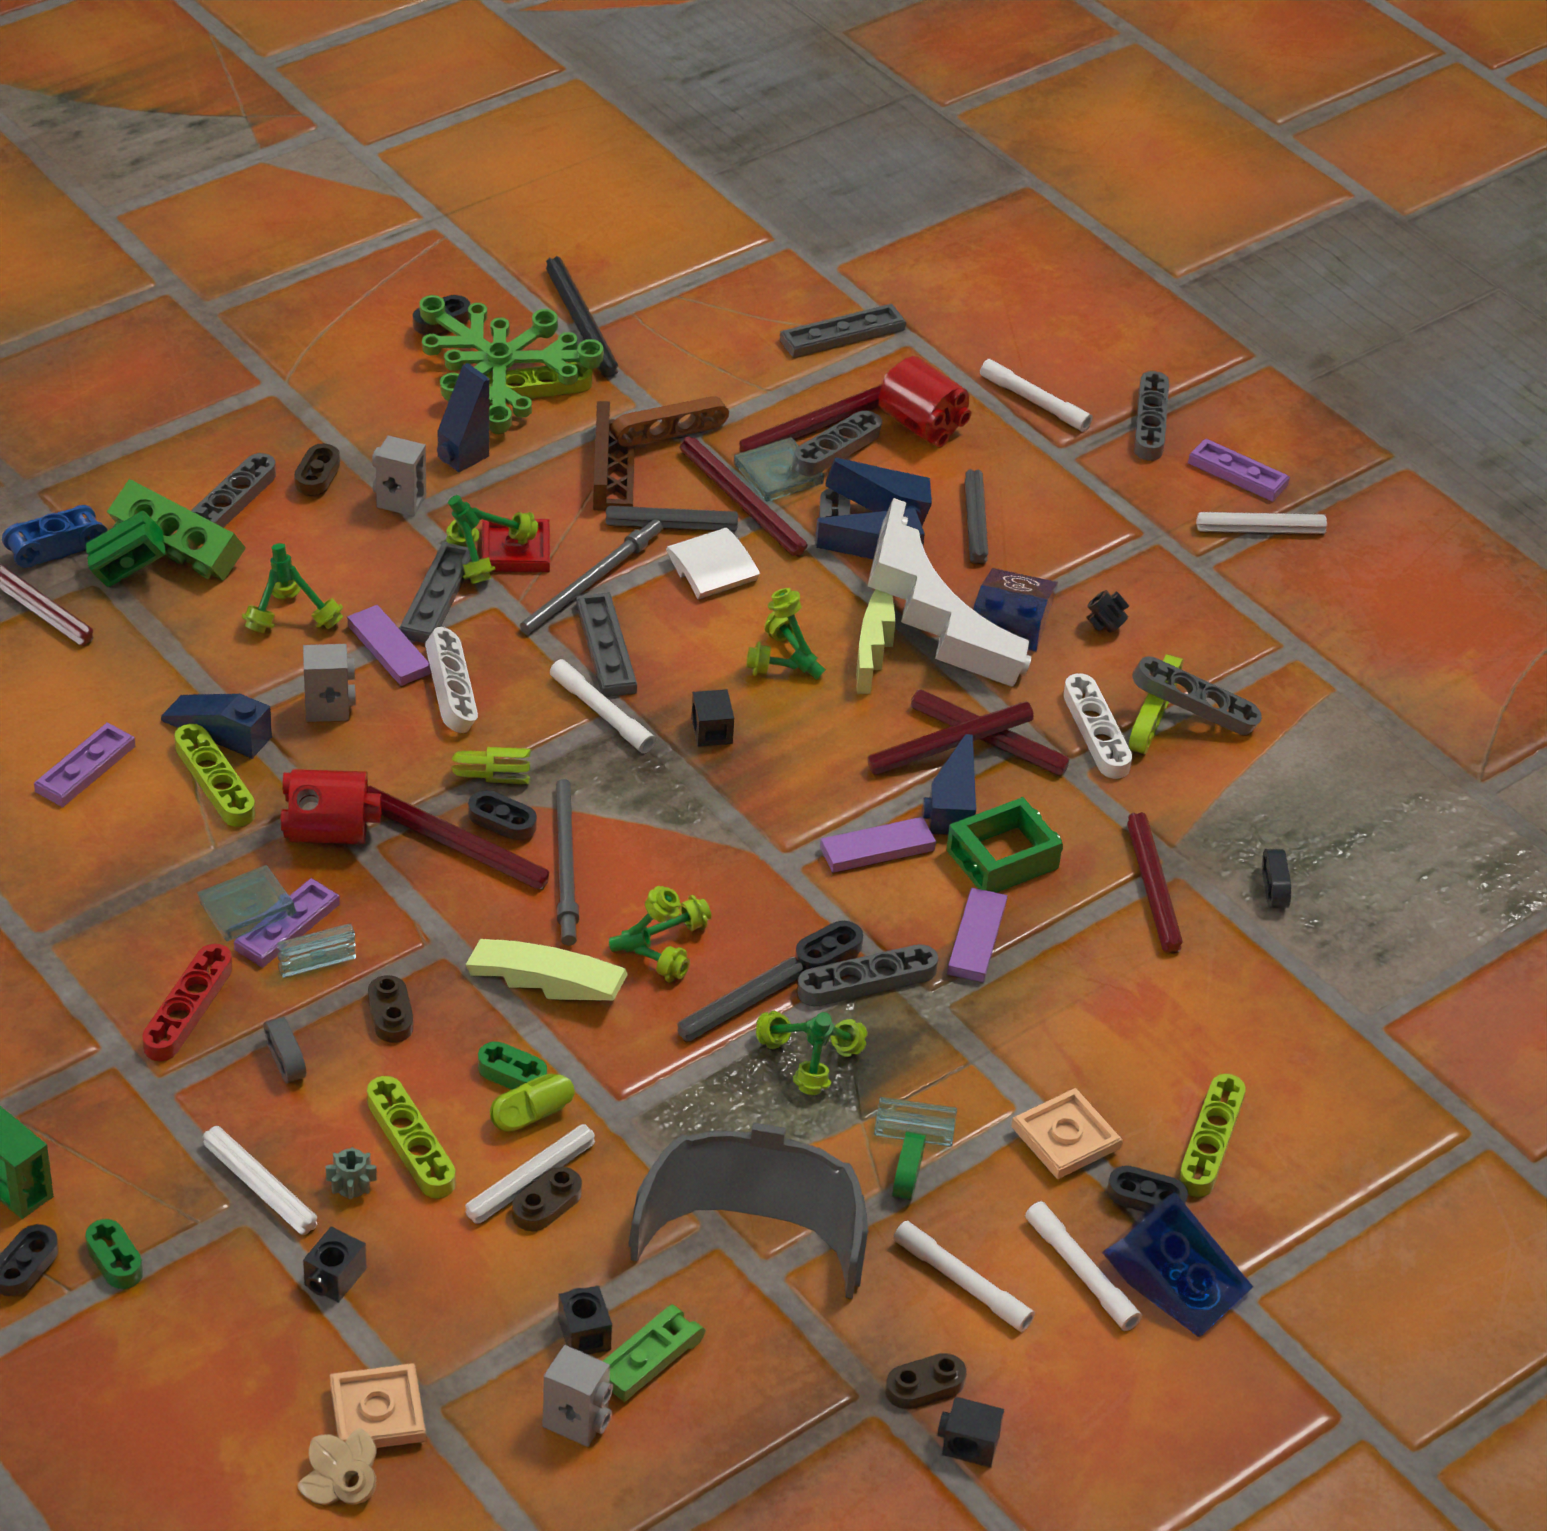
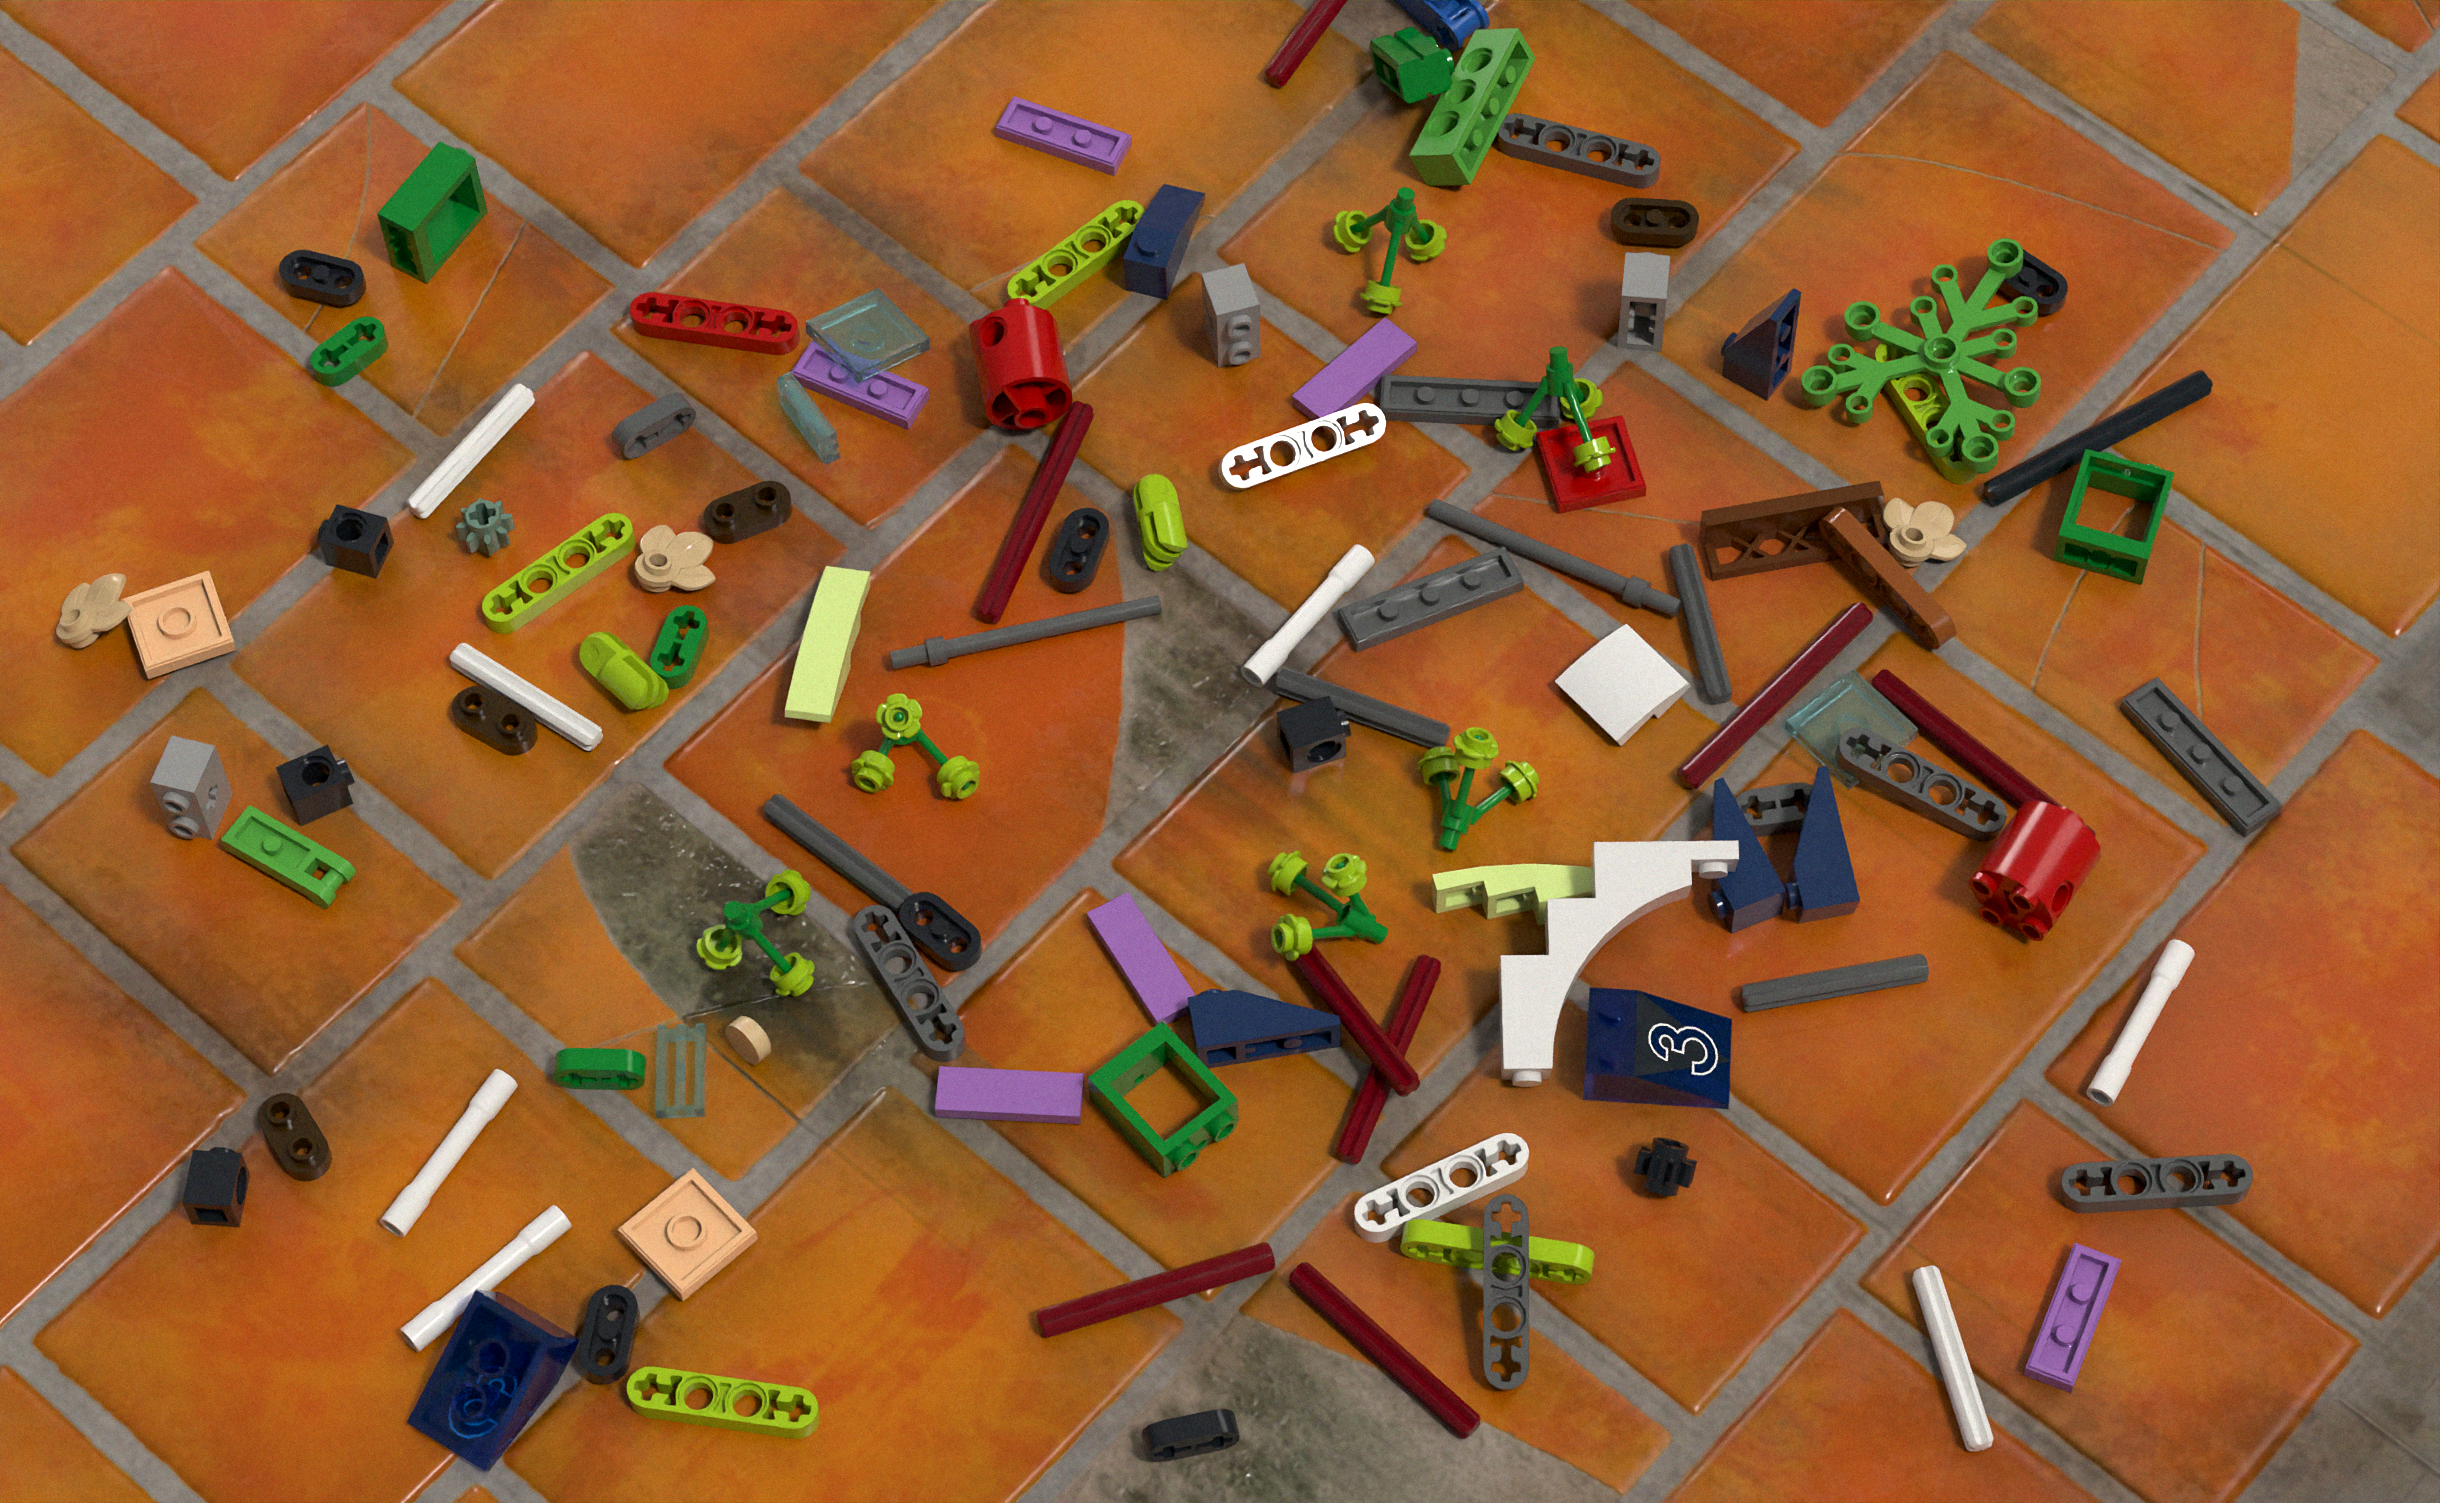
camera: 85 degrees right, 15 degrees up
(424, 1060) = (673, 560): none -> tan plate
(626, 402) = (1921, 532): none -> tan plate
(679, 310) = (2102, 550): none -> green window
(682, 701) = (1364, 708): none -> dark grey axle
(756, 1176) = (548, 902): dark grey piece -> none
(865, 697) = (1344, 877): none -> lime plant
(902, 1070) = (748, 1039): none -> tan tile
(1217, 775) = (1385, 1350): none -> dark red axle

